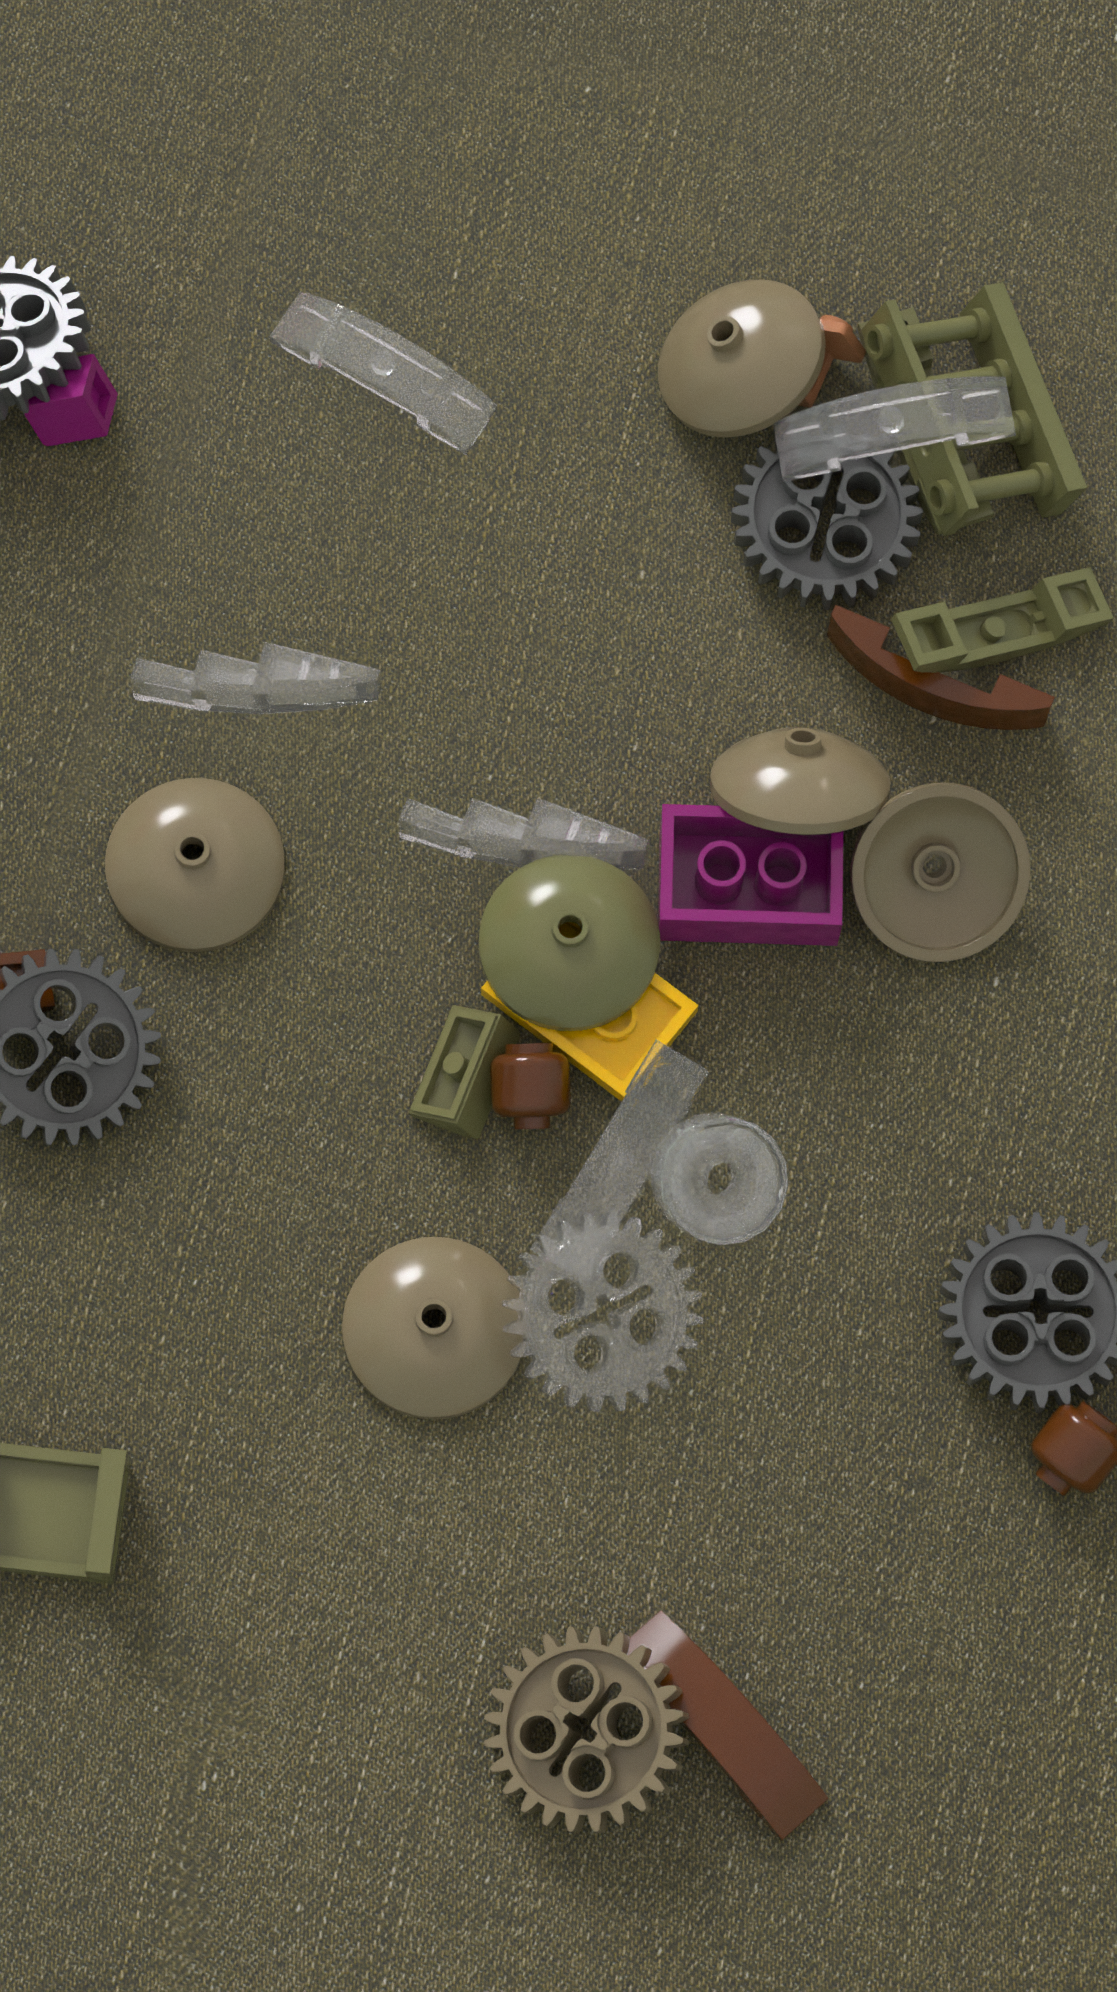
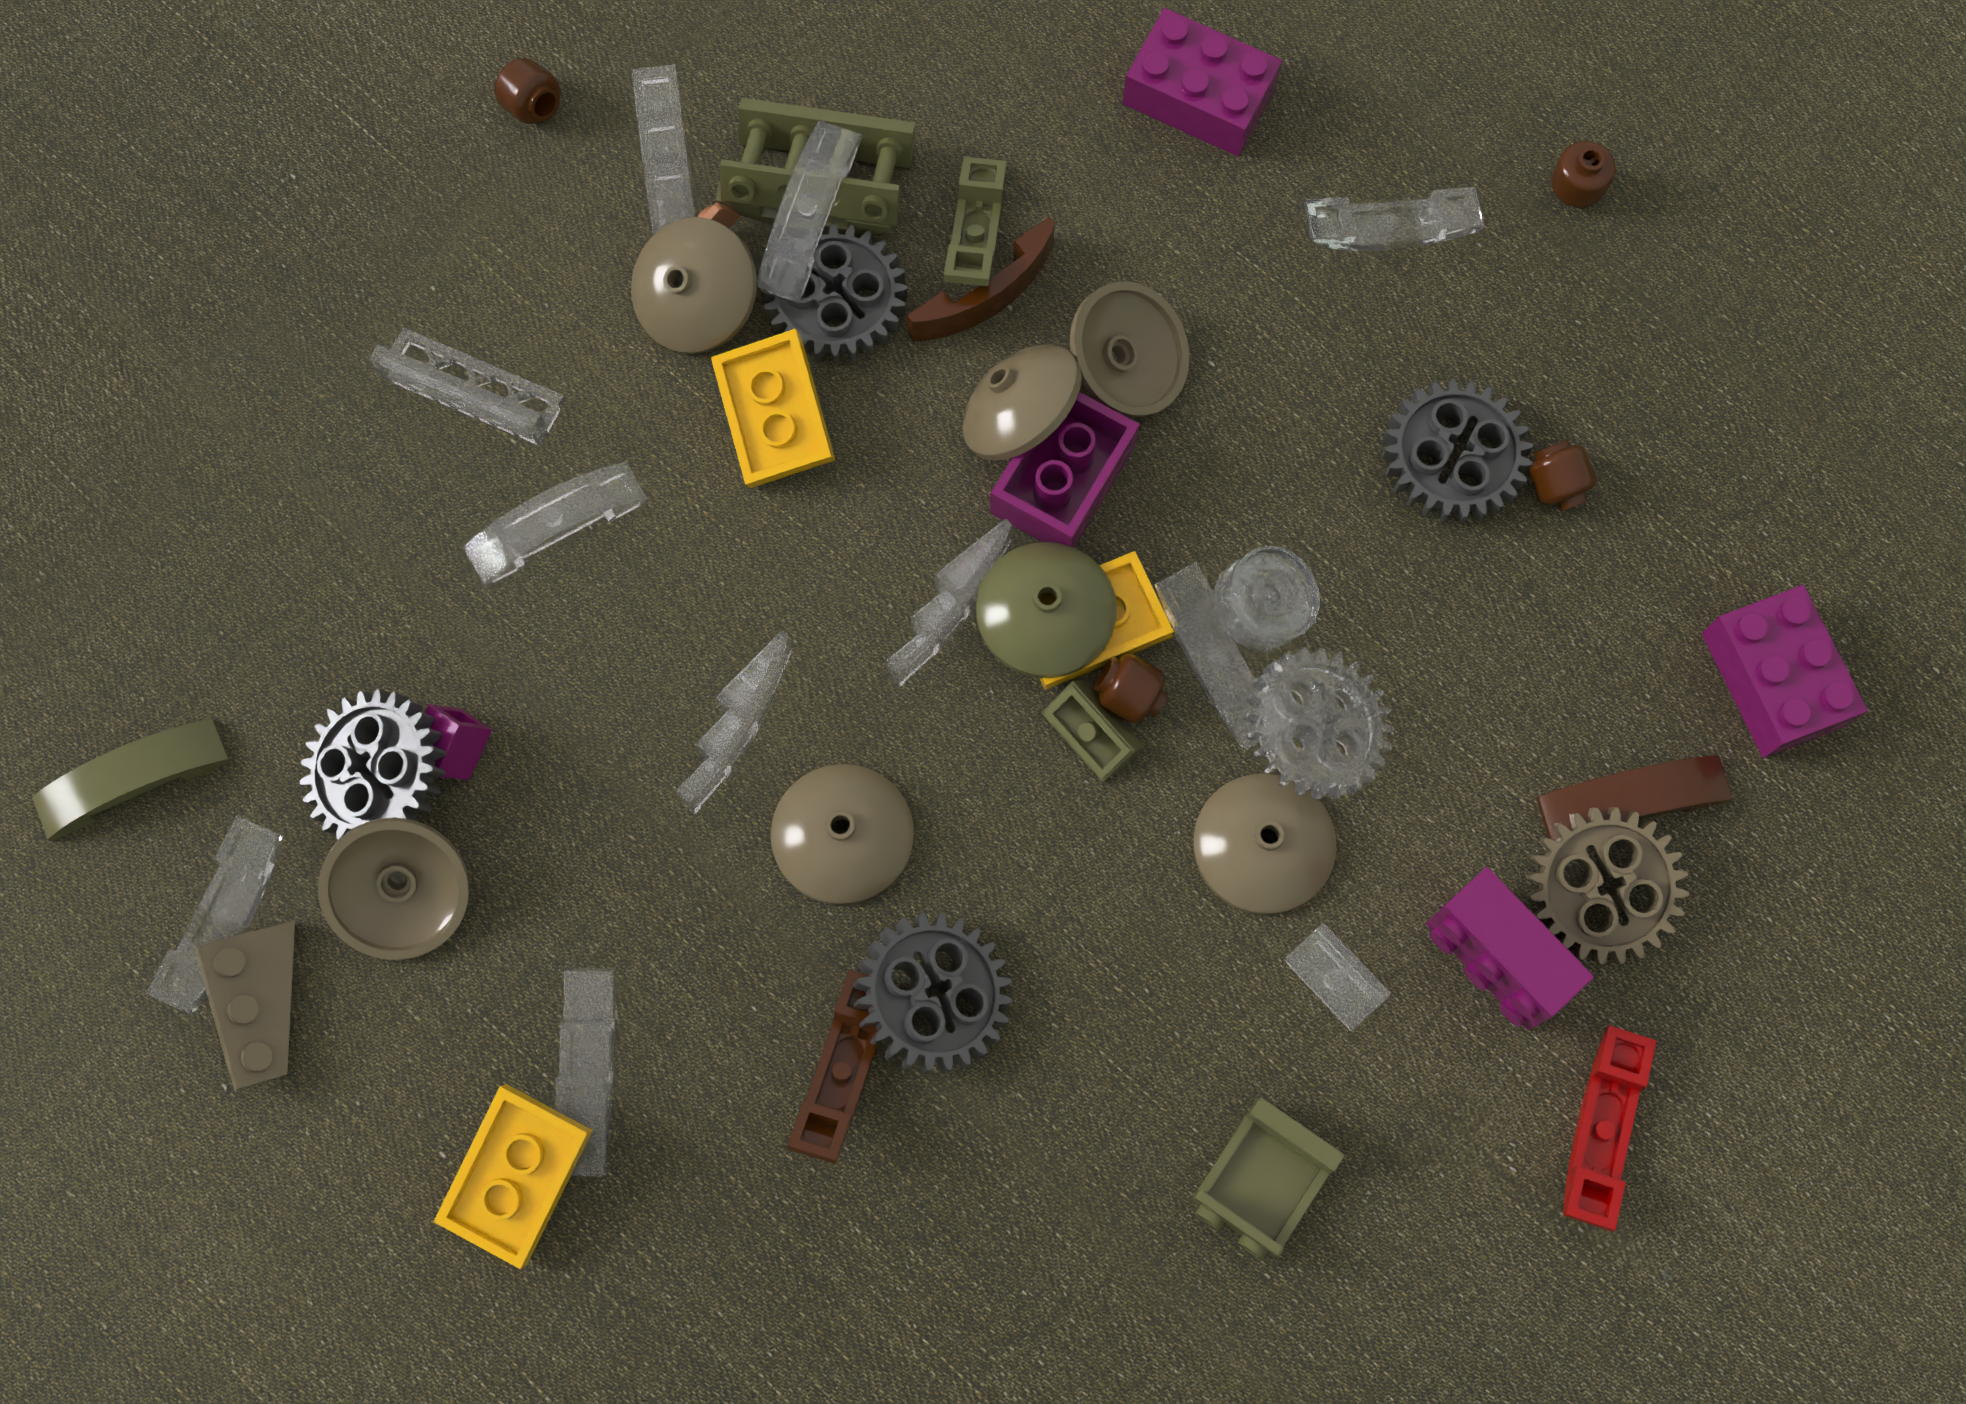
camera: 60 degrees left, 0 degrees up
(300, 1863) = (1605, 1128): none -> red slope
(317, 1480) = (1337, 977): none -> clear slope
(437, 1642) = (1508, 951): none -> magenta brick
(471, 183) = (466, 394): none -> clear fence
(642, 522) = (772, 408): none -> yellow plate
(878, 51) = (527, 91): none -> reddish brown head
(893, 235) = (663, 145): none -> clear slope
(970, 1822) = (1783, 671): none -> magenta brick

